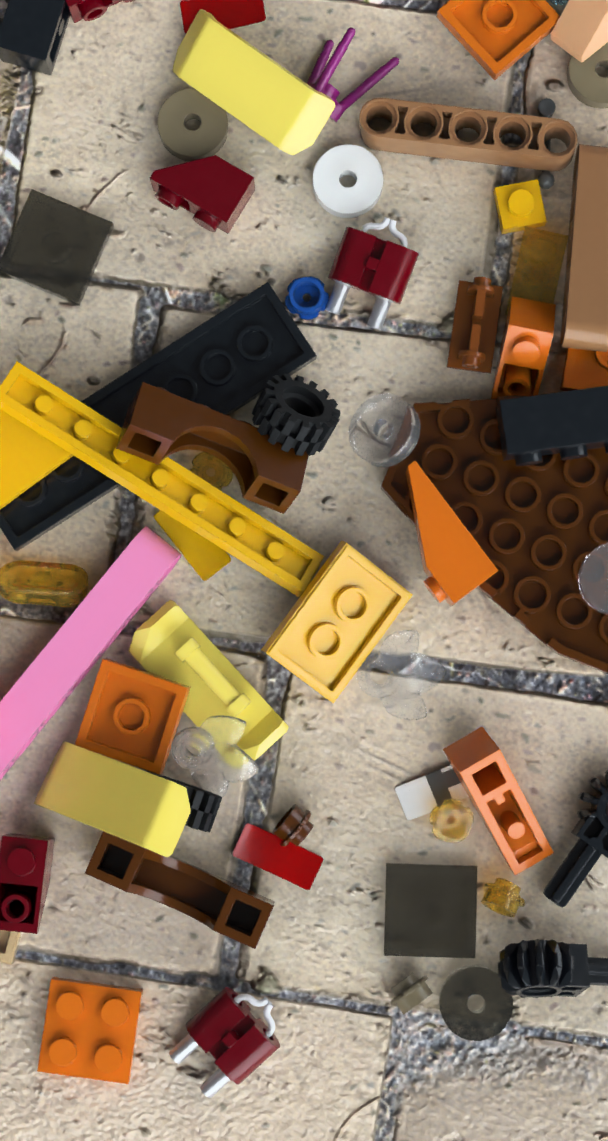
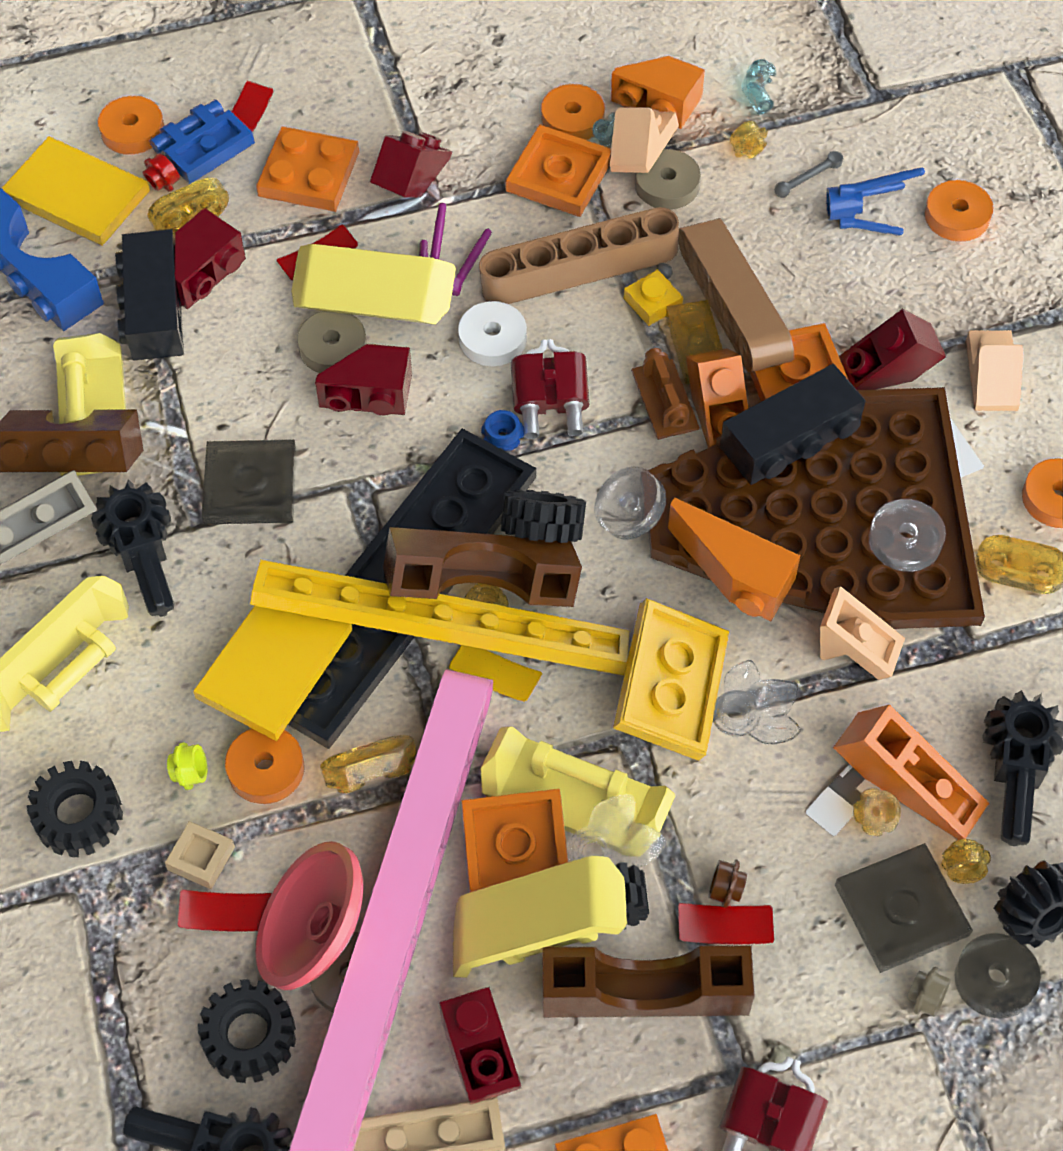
camera: 25 degrees left, 25 degrees down
(521, 658) = (860, 634): none -> light nougat slope

